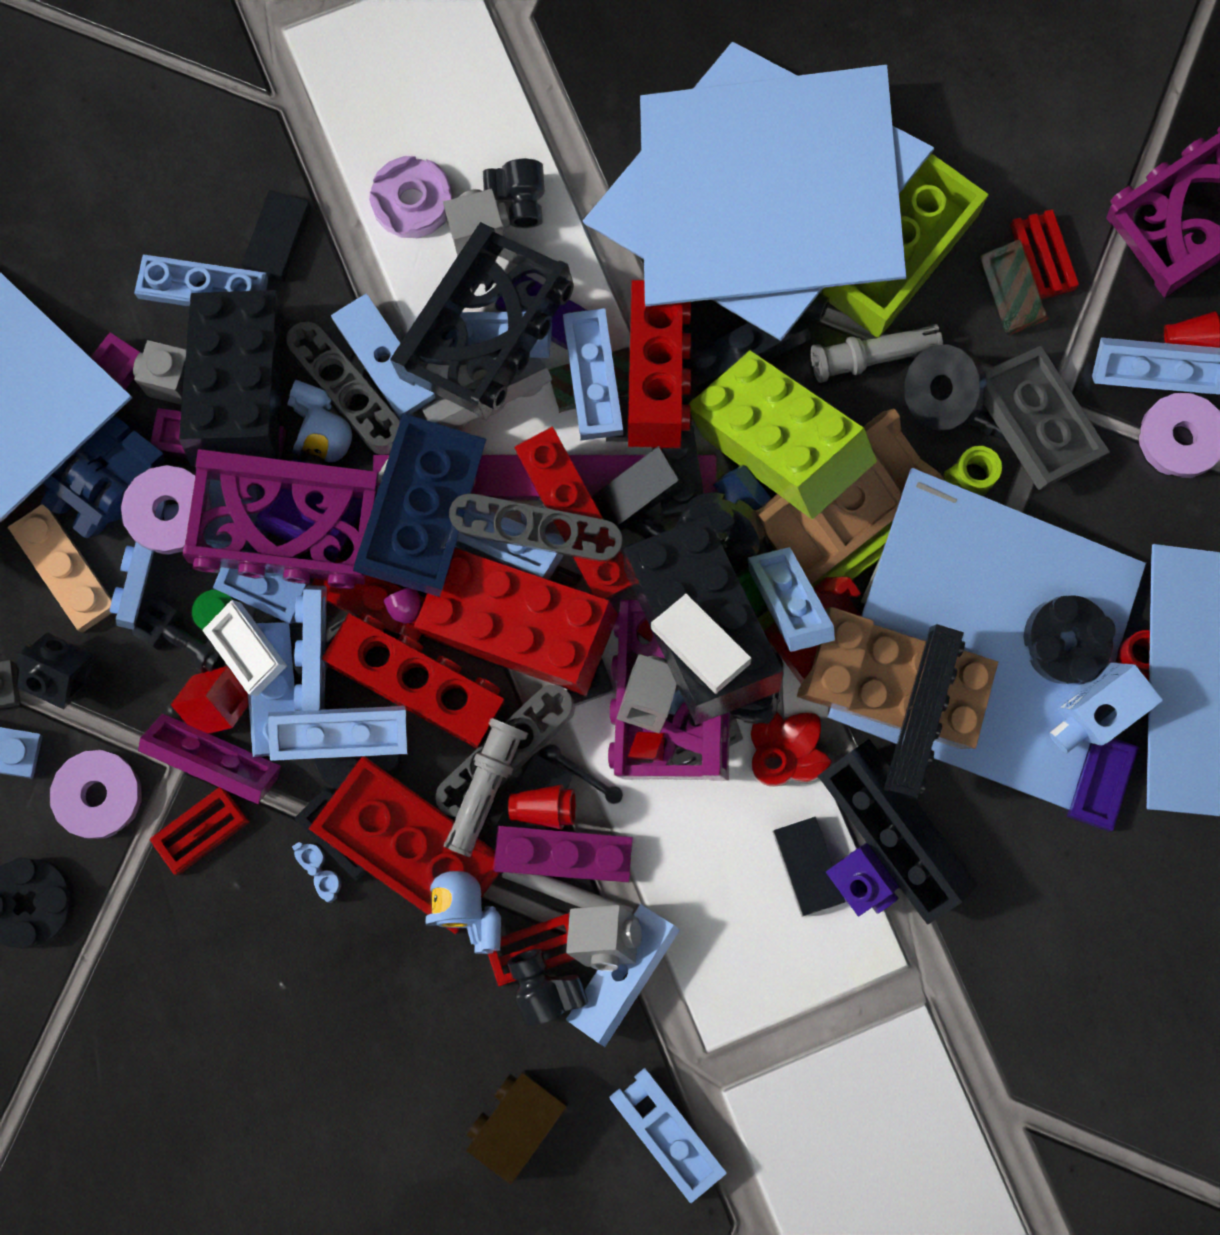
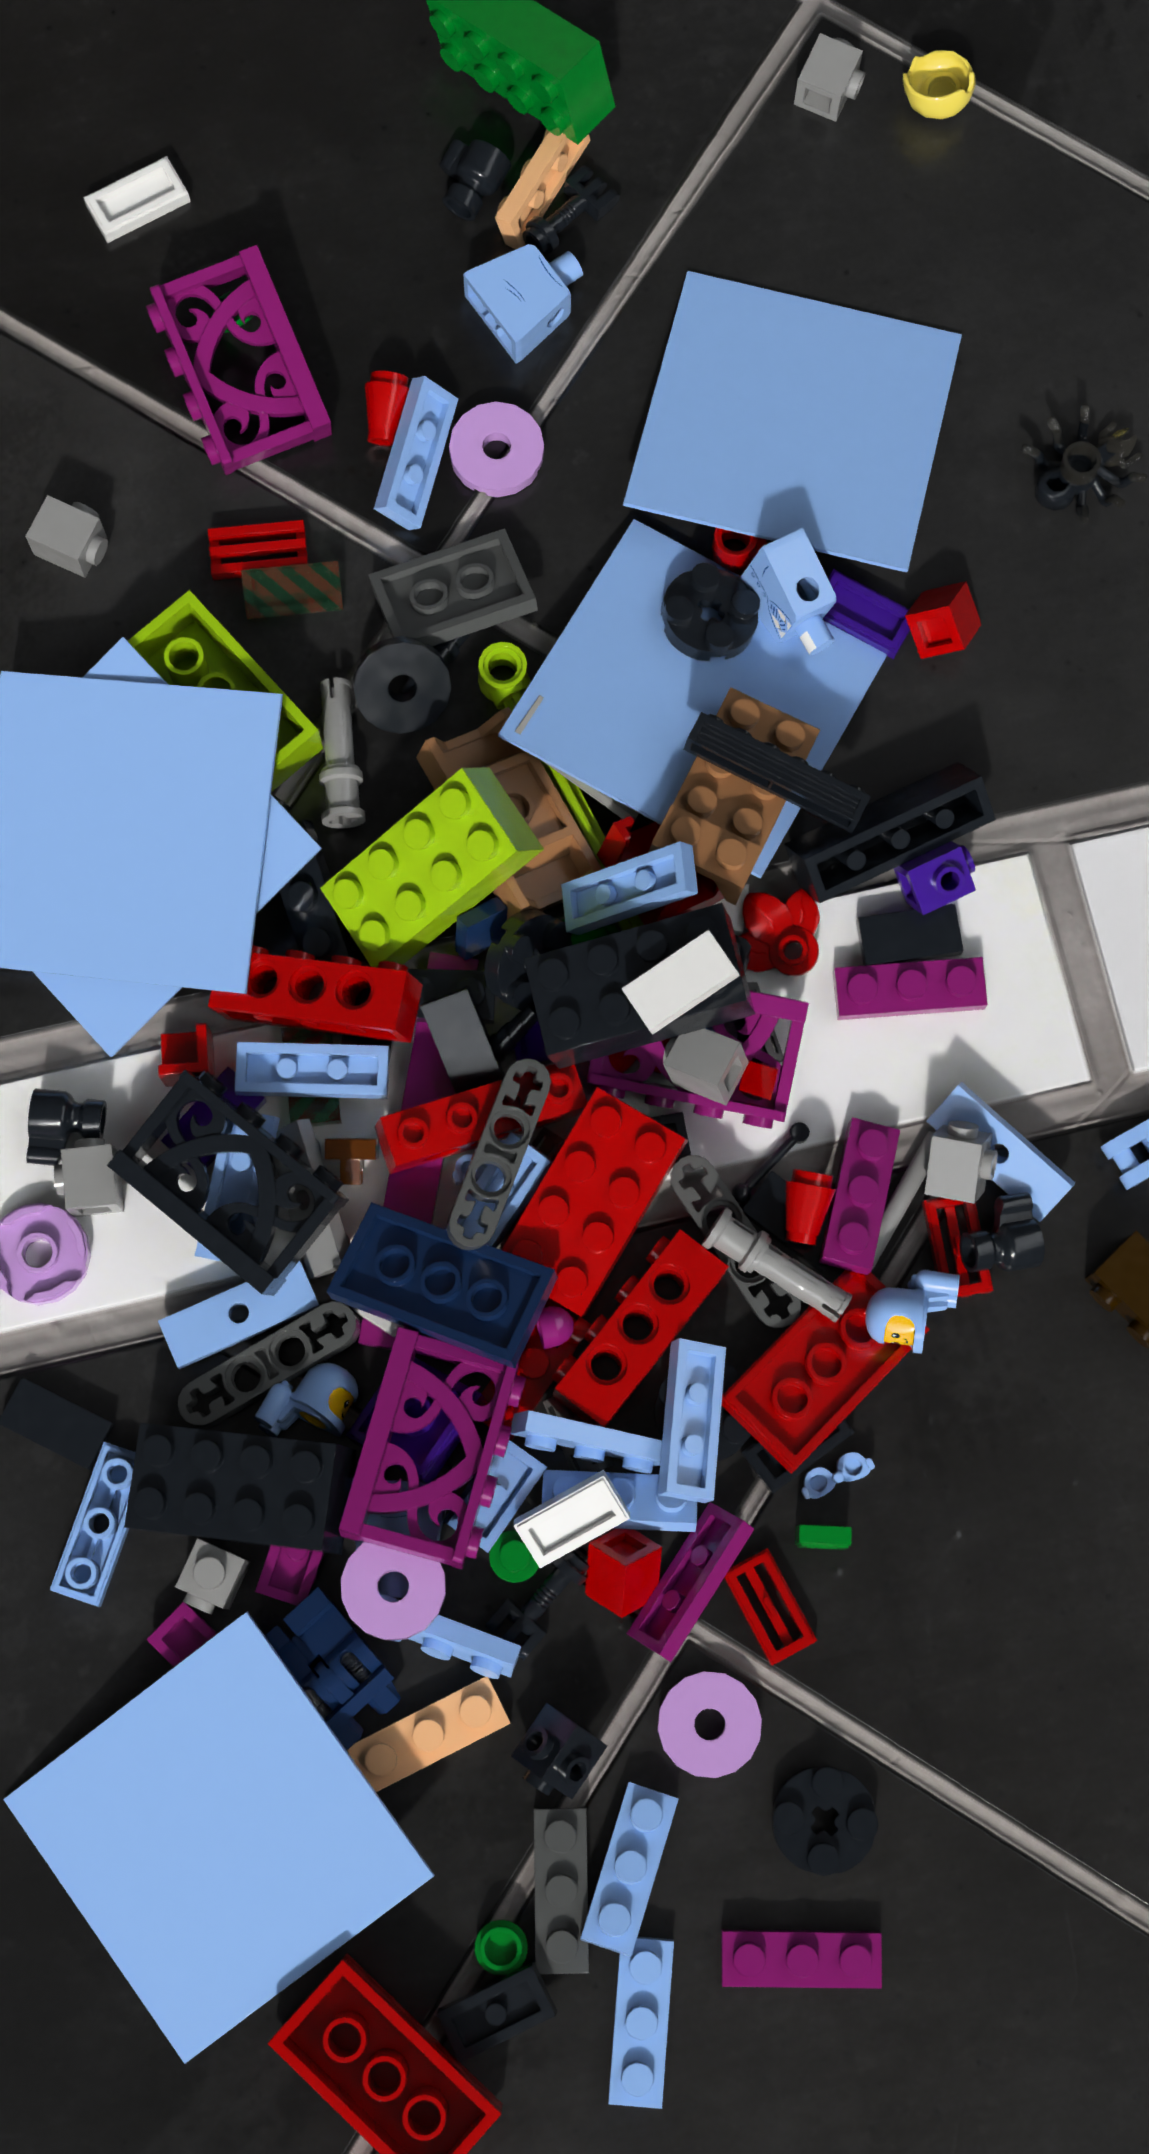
camera: 85 degrees left, 0 degrees up
(260, 865) = (823, 1537): none -> green tile
(527, 419) = (352, 1155): none -> reddish brown tile
(591, 278) = (186, 1052): none -> red panel
(760, 874) = (910, 988): none -> magenta plate
(1020, 99) = (68, 536): none -> light grey brick
(1112, 853) = (943, 620): none -> red panel

